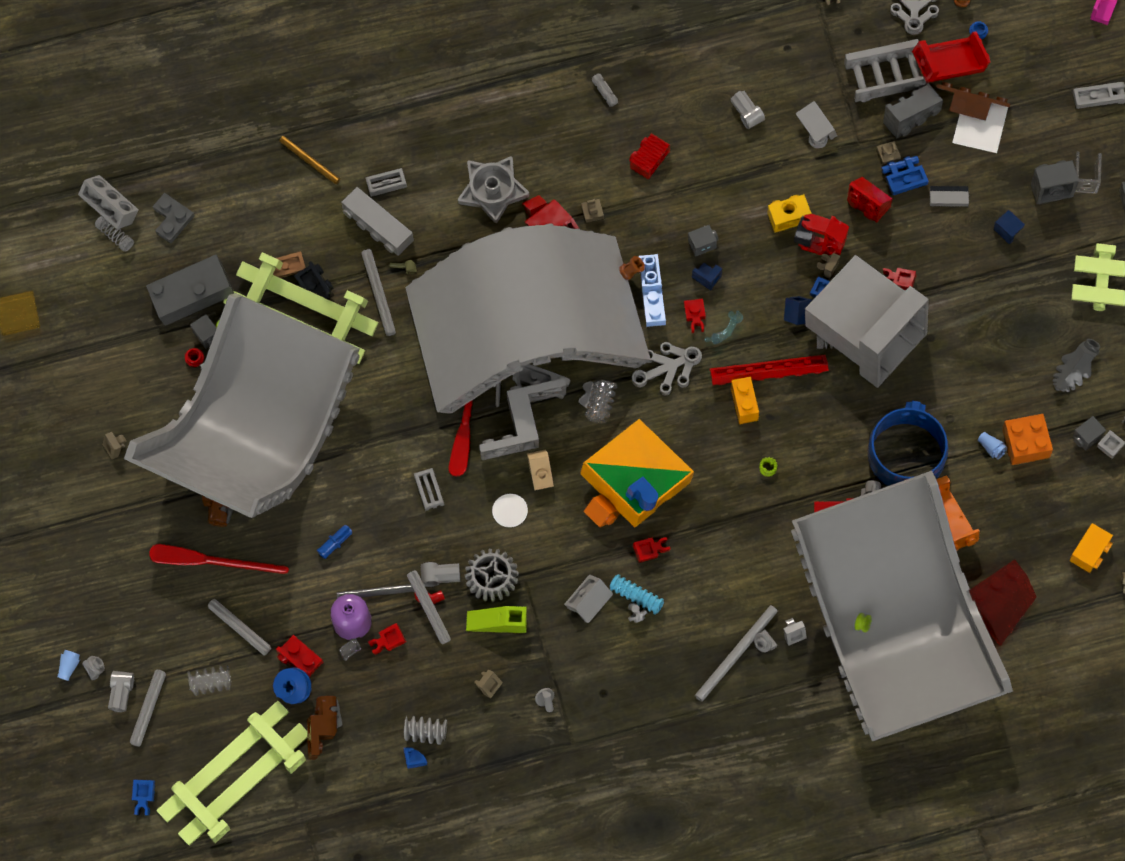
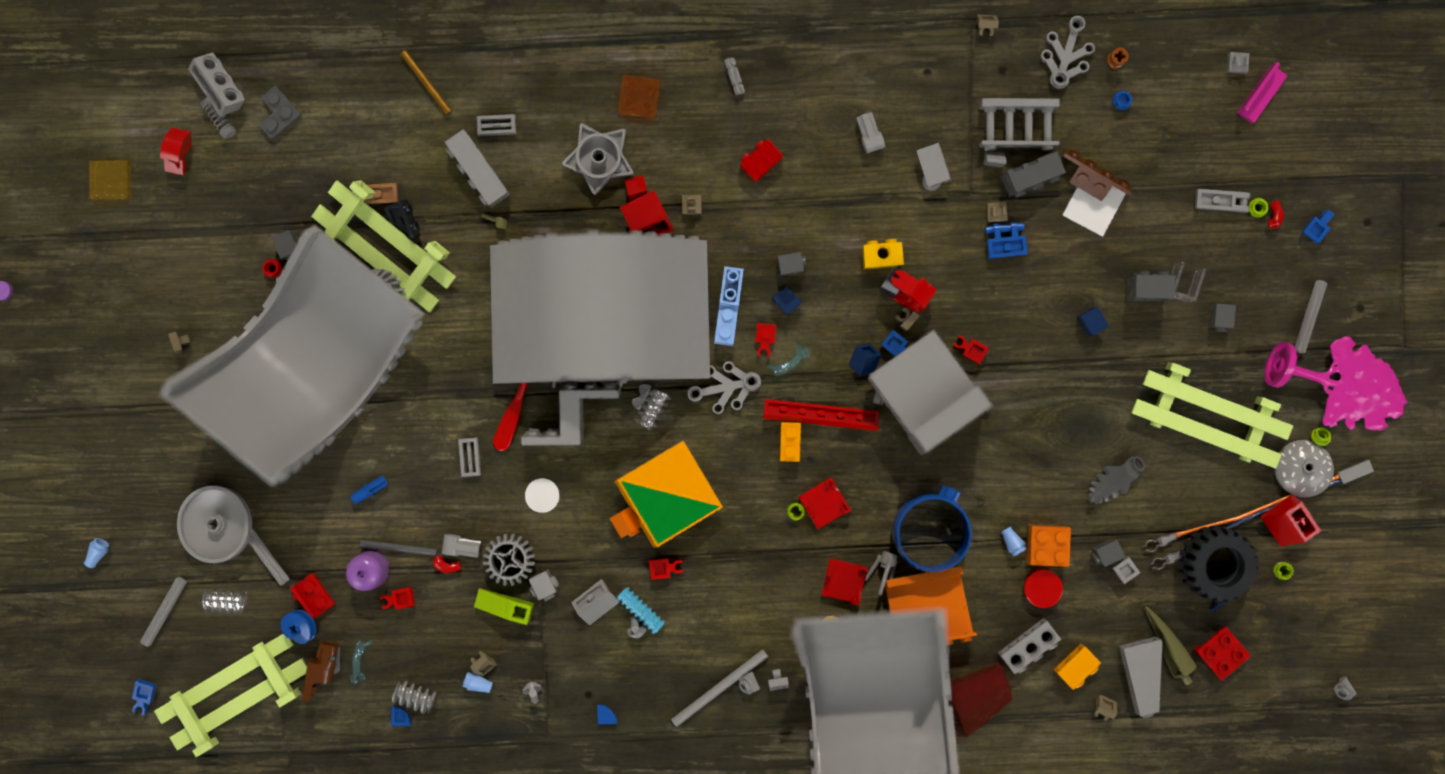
camera: 15 degrees right, 20 degrees up
(79, 270) = (174, 148): none -> red brick
(94, 667) = (120, 559): light grey plate -> none
(121, 684) = (141, 584): light grey piece -> none
(181, 556) = (223, 469): red piece -> none
(185, 605) = (214, 524): none -> light grey dish
(190, 290) = (279, 199): dark grey brick -> none
(349, 649) = (361, 600): clear tile -> none
(356, 708) = (359, 649): none -> clear light blue piece
(378, 292) = (464, 242): light grey axle -> none
(428, 607) = (442, 579): light grey axle -> none
(486, 703) = (475, 682): none -> light blue cone
(518, 127) = (639, 96): none -> clear orange tile
(532, 592) = (543, 585): none -> light grey brick
(540, 469) = (578, 465): tan brick -> none
(626, 707) = (605, 715): none -> blue tile
(631, 268) = (714, 280): dark orange bush -> none
(643, 493) = (667, 526): blue leg -> none
(794, 451) = (824, 503): none -> red piece
(863, 622) = (842, 695): lime bush -> none
(868, 199) = (964, 260): red slope -> none
(873, 108) = (994, 159): none -> light grey slope
(949, 196) = (1043, 272): light grey tile -> none
(951, 58) = (1087, 127): red panel -> none
(1034, 482) = (1042, 588): none -> red tile
(1038, 530) = (1019, 645): none -> light grey brick

